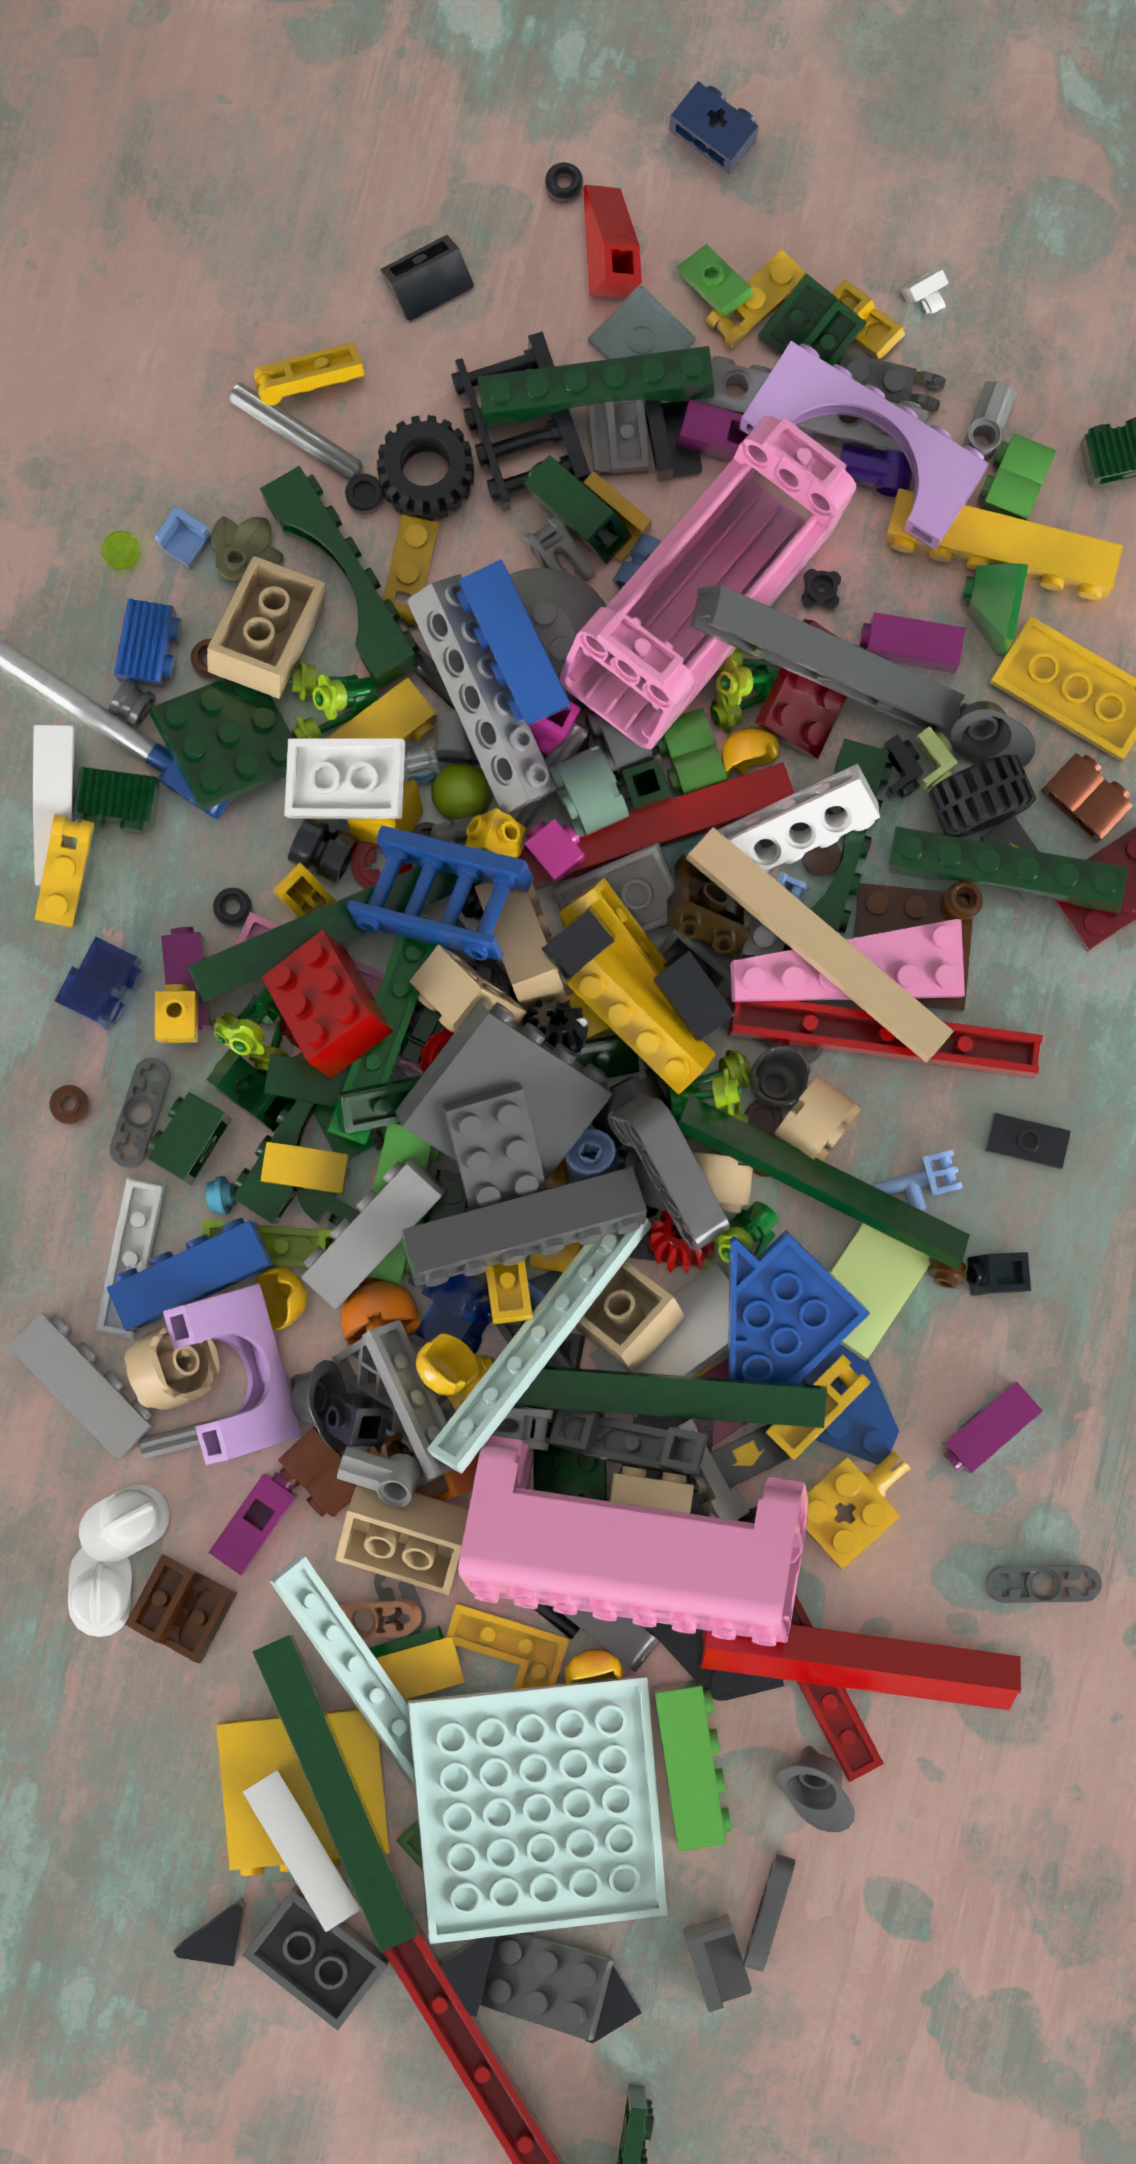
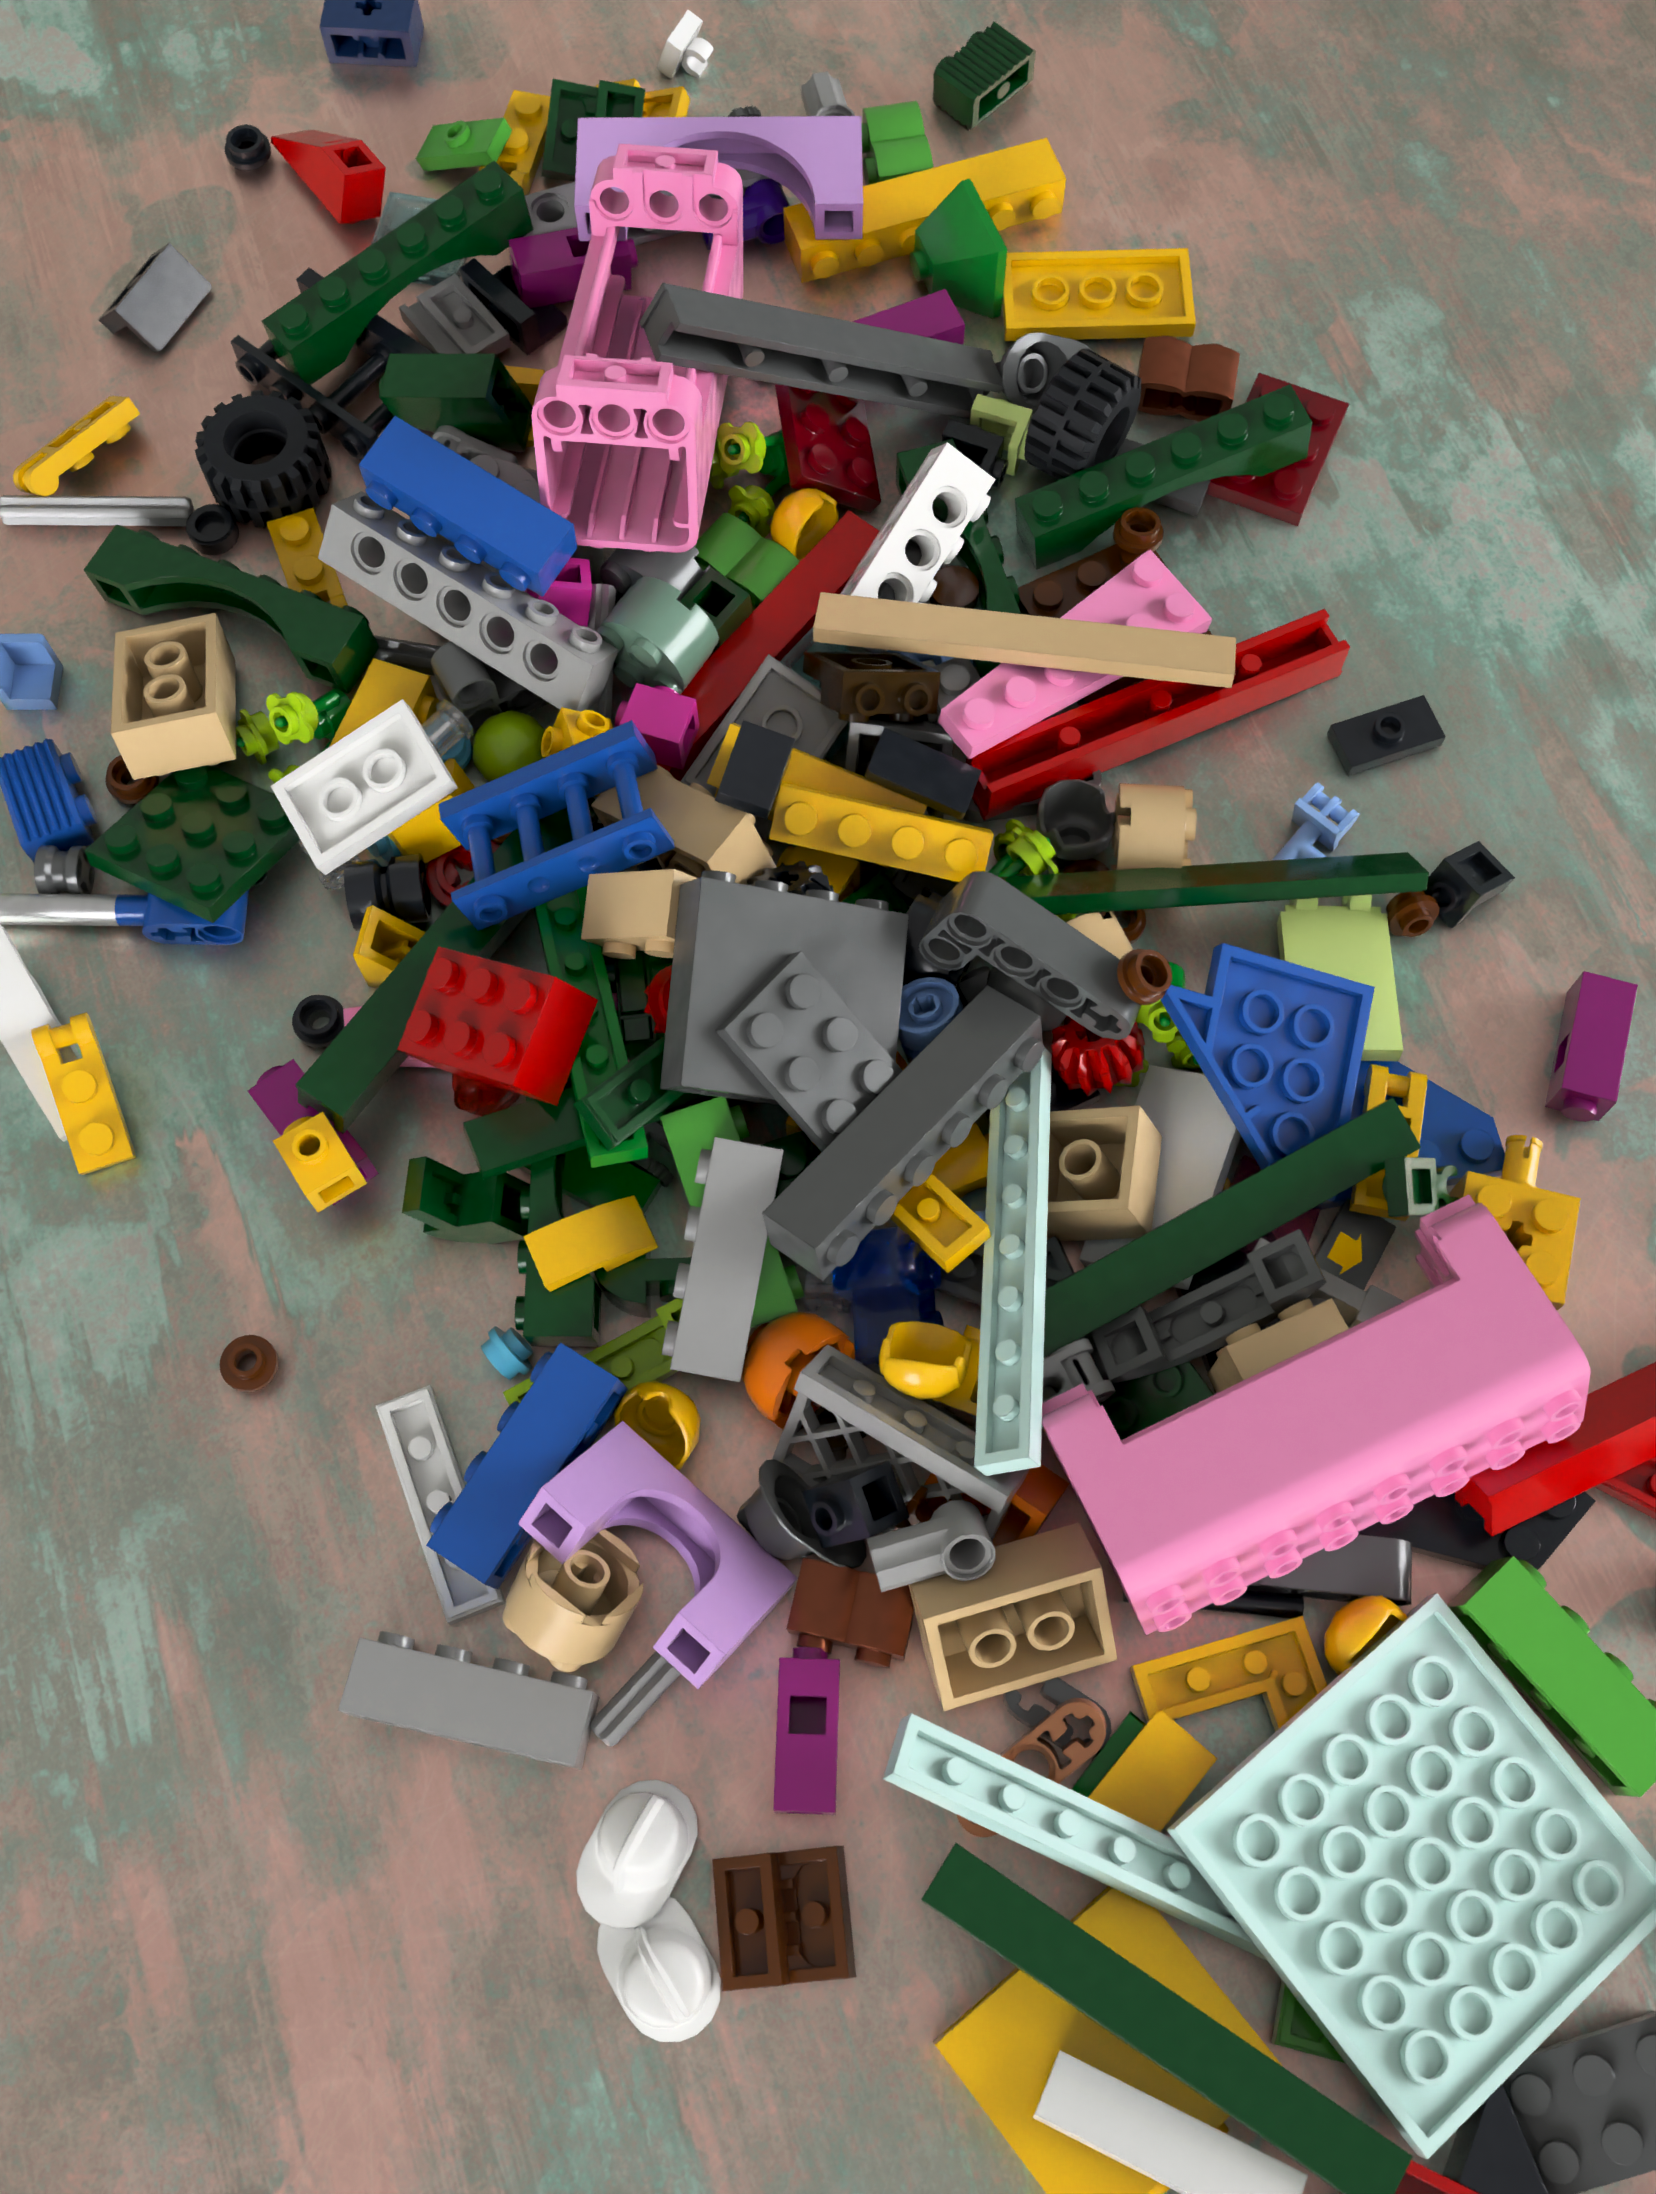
camera: 30 degrees left, 15 degrees down
(100, 984) = (202, 1197): clear blue brick -> none
(116, 798) = (105, 978): dark green brick -> none
(159, 1088) = (370, 1355): dark grey beam -> none
(188, 1137) = (424, 1304): dark green slope -> none
(242, 543) = (93, 652): olive plate -> none
(246, 1035) = (425, 1128): lime plant -> none
(730, 1232) = (1144, 976): none -> reddish brown plate
(803, 1448) = (1416, 1186): none -> dark green plate

